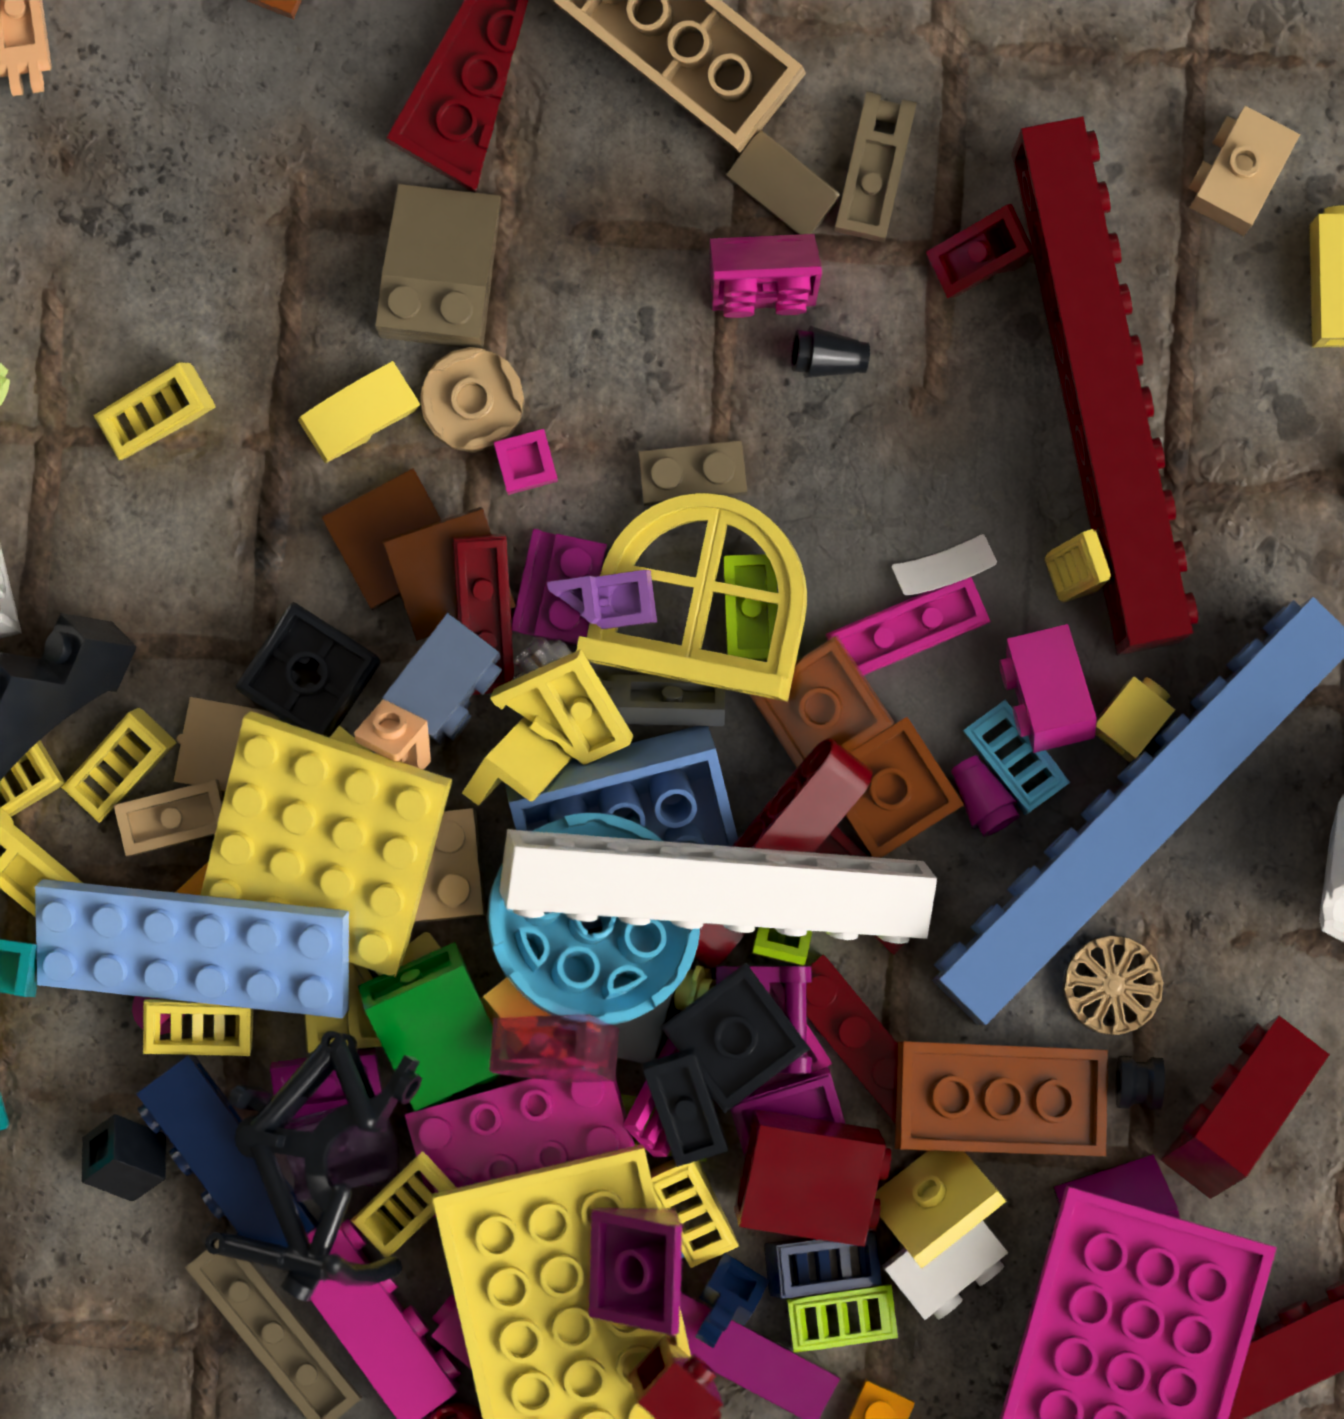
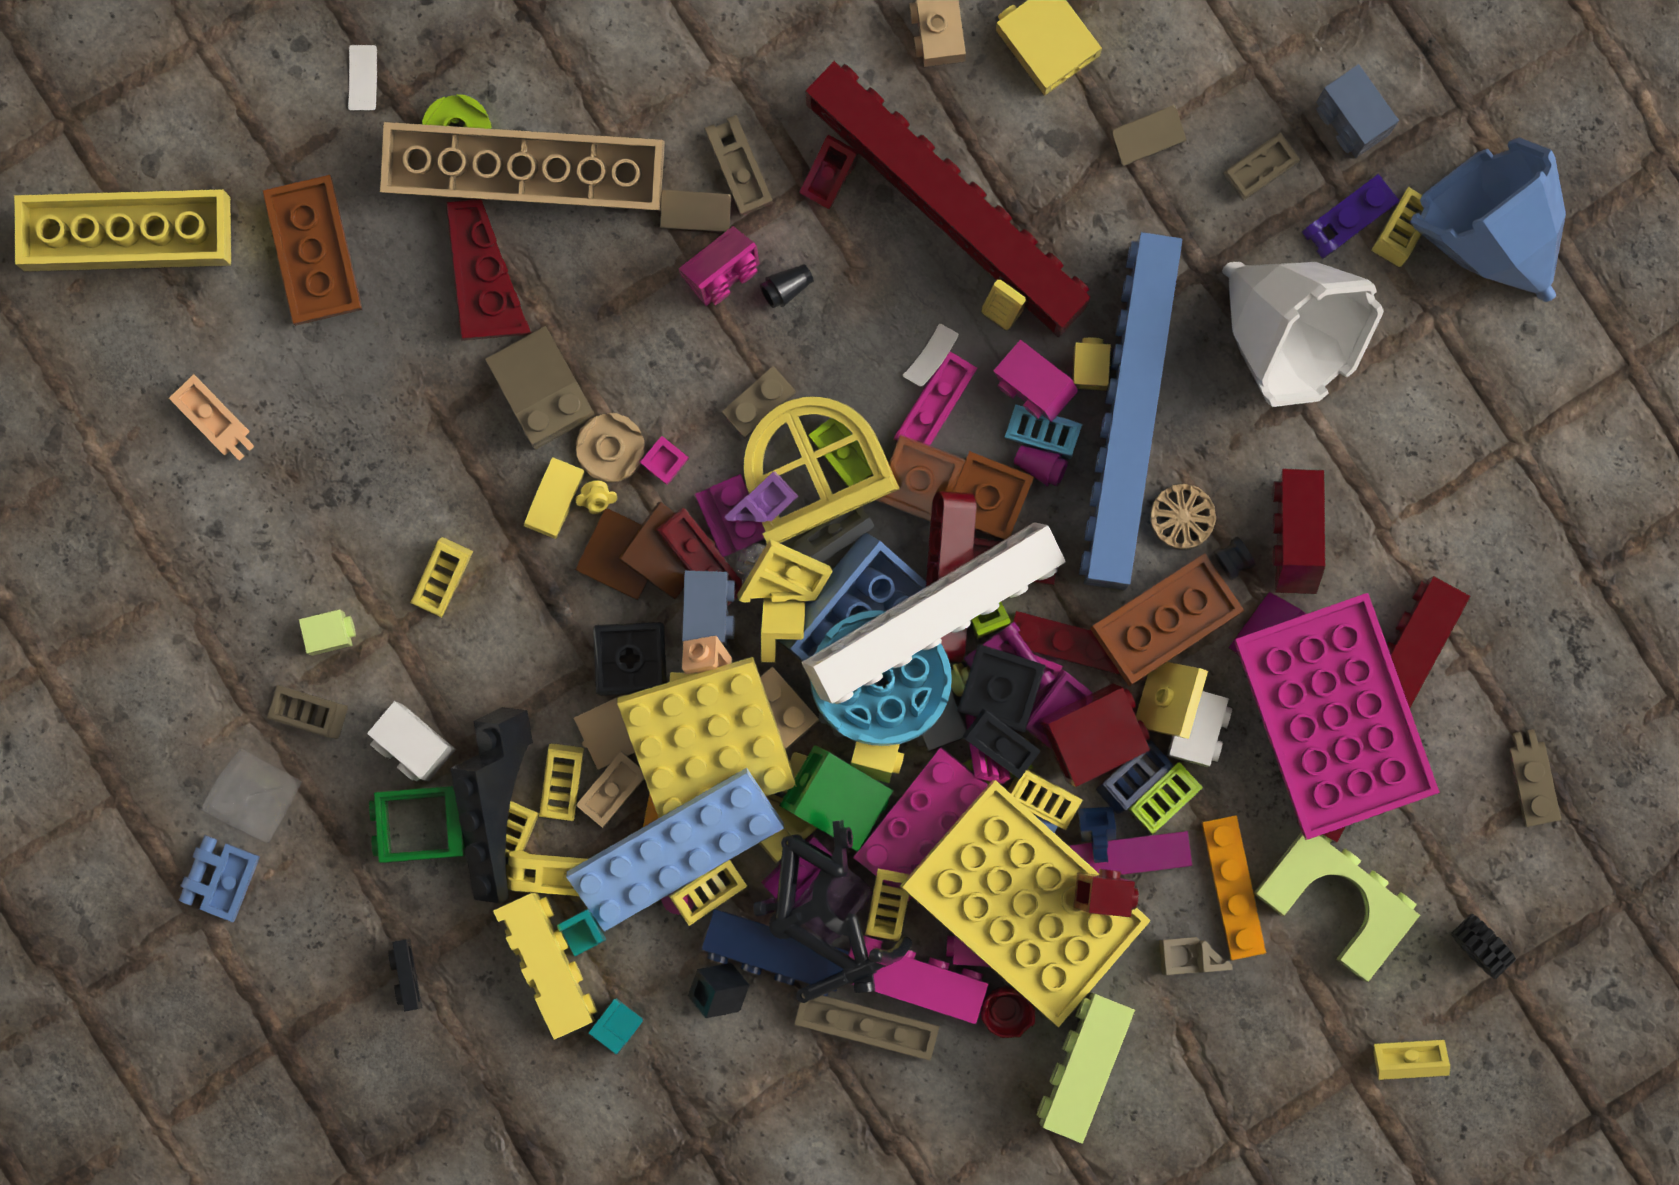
camera: 30 degrees left, 0 degrees up
(410, 446) = (595, 497): none -> light yellow plate
(555, 1048) = (910, 761): clear pink slope -> none
(636, 1267) = (1037, 845): magenta slope -> none

